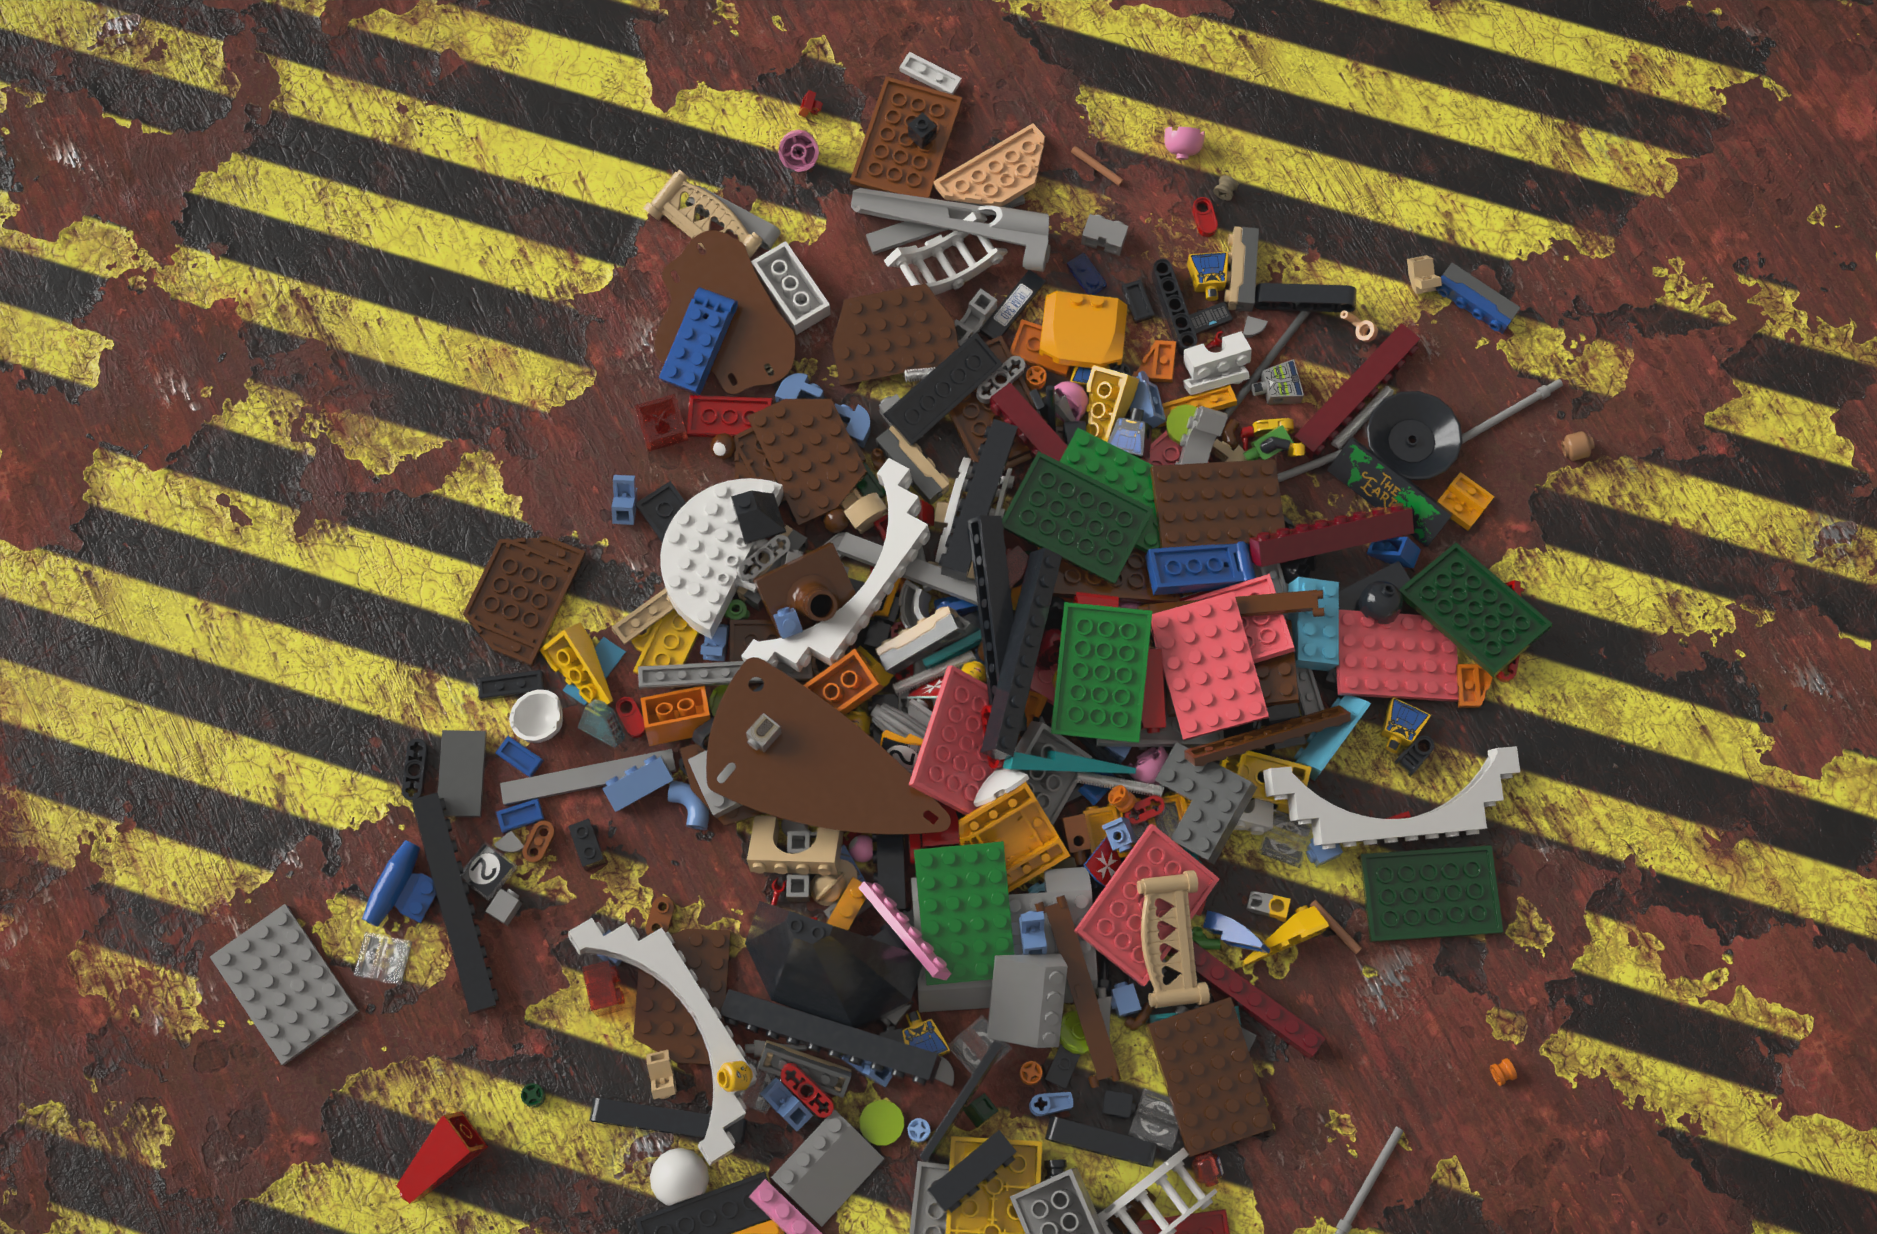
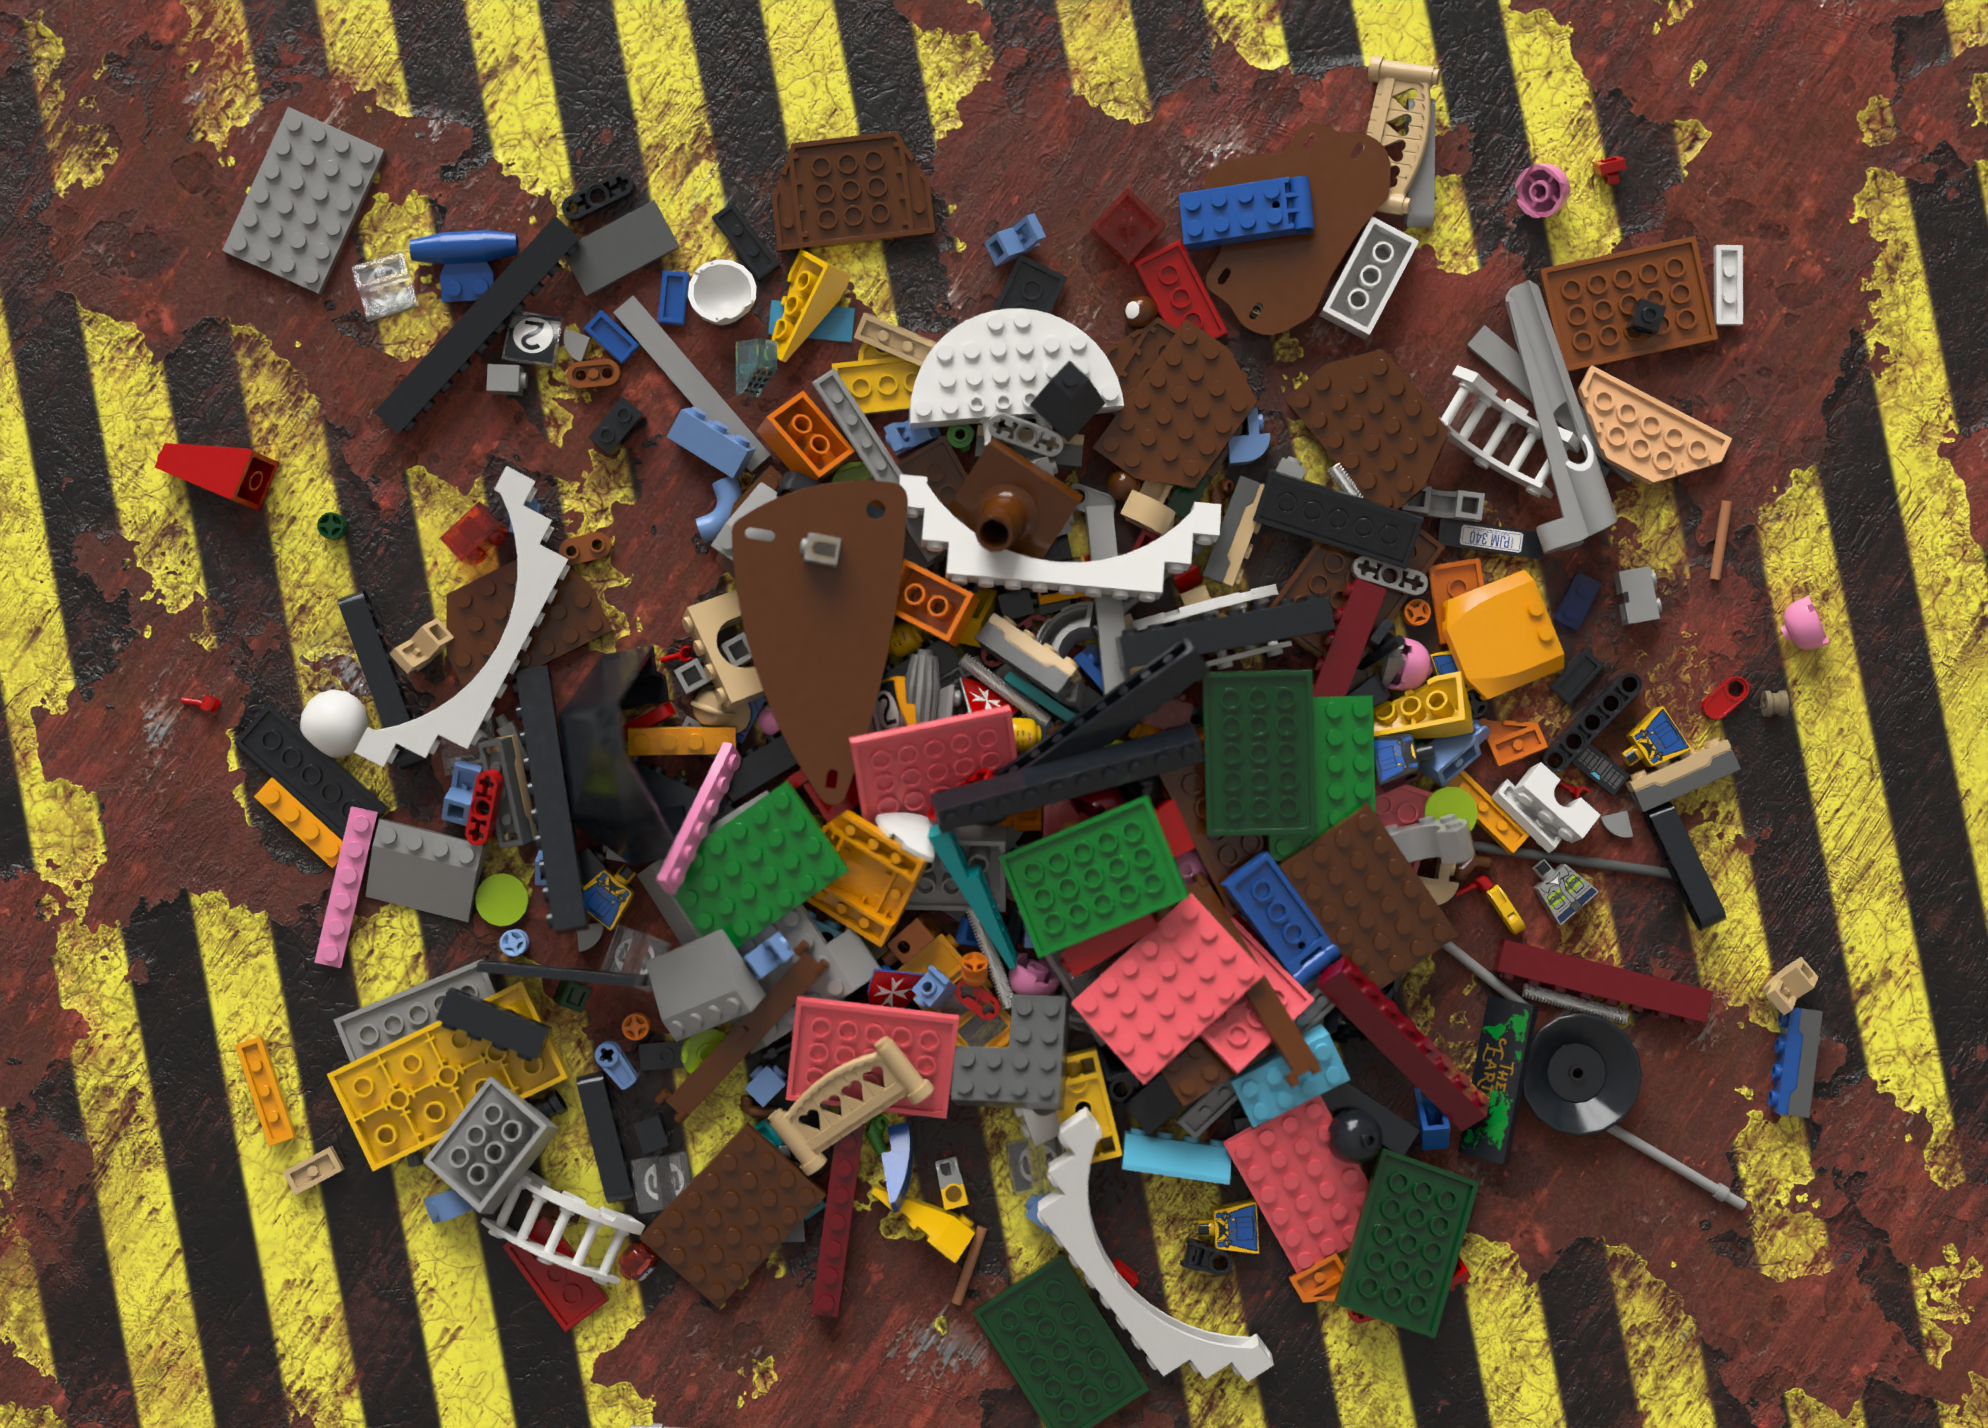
camera: 60 degrees right, 15 degrees up
(633, 720) = (777, 393): red piece -> none
(734, 1076) = (452, 726): yellow head -> none
(787, 622) = (963, 504): medium blue brick -> none
(796, 387) = (1253, 351): medium blue brick -> none
(1105, 1006) = (747, 1065): light grey piece -> none
(1267, 735) = (1125, 1092): reddish brown plate -> none
(1272, 443) = (1478, 922): torso -> none
(1361, 327) = (1685, 947): light nougat plate -> none
(1465, 500) = (1536, 1166): light orange slope -> none
(1577, 446) = (1674, 1262): medium nougat head -> none

